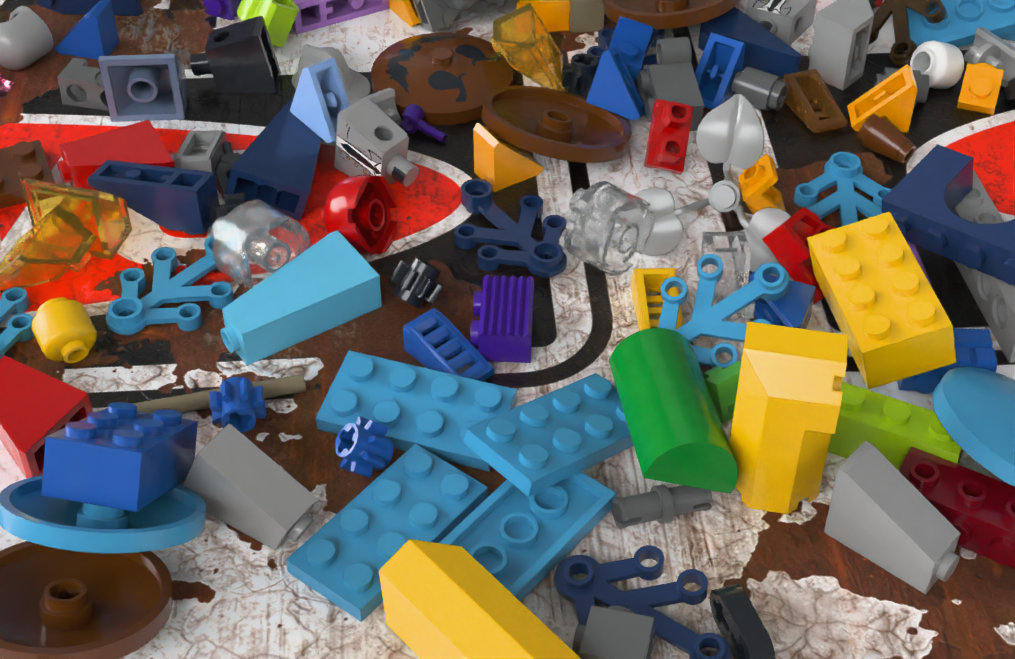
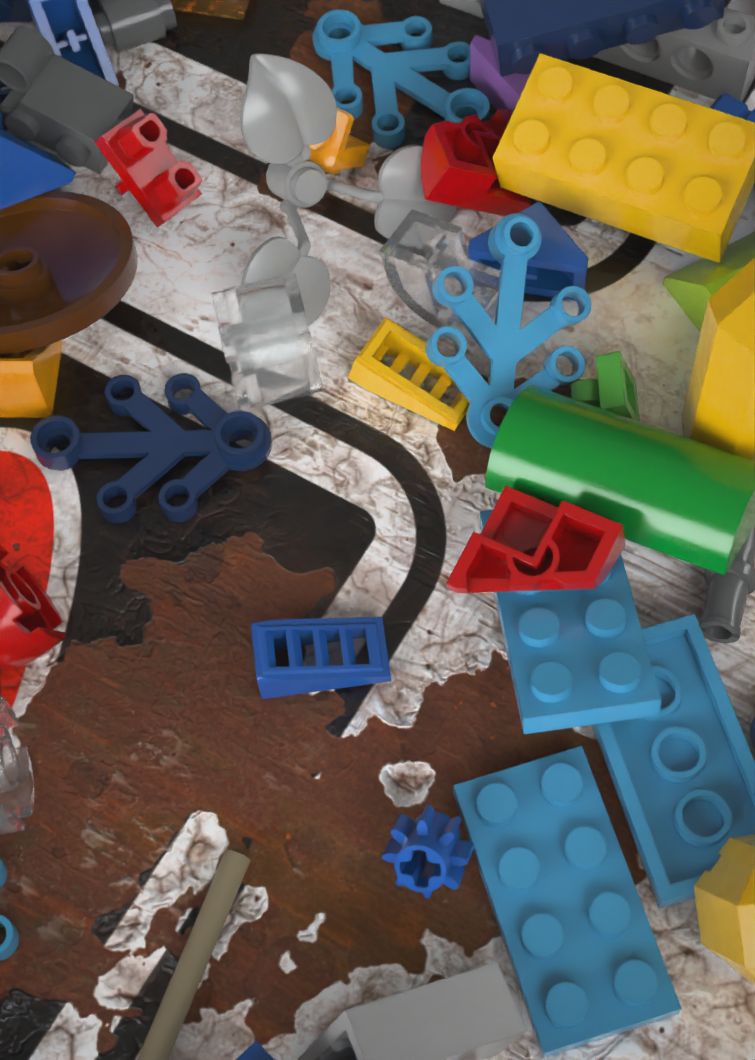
camera: 50 degrees left, 20 degrees up
(237, 404) = (238, 967): blue gear -> none
(301, 300) = (93, 768): medium azure slope -> none
(414, 404) = (388, 749): dark azure plate -> none
(417, 282) = (177, 614): black gear -> none
(505, 319) = (319, 553): dark purple brick -> none
(583, 389) = (537, 548): none -> red slope

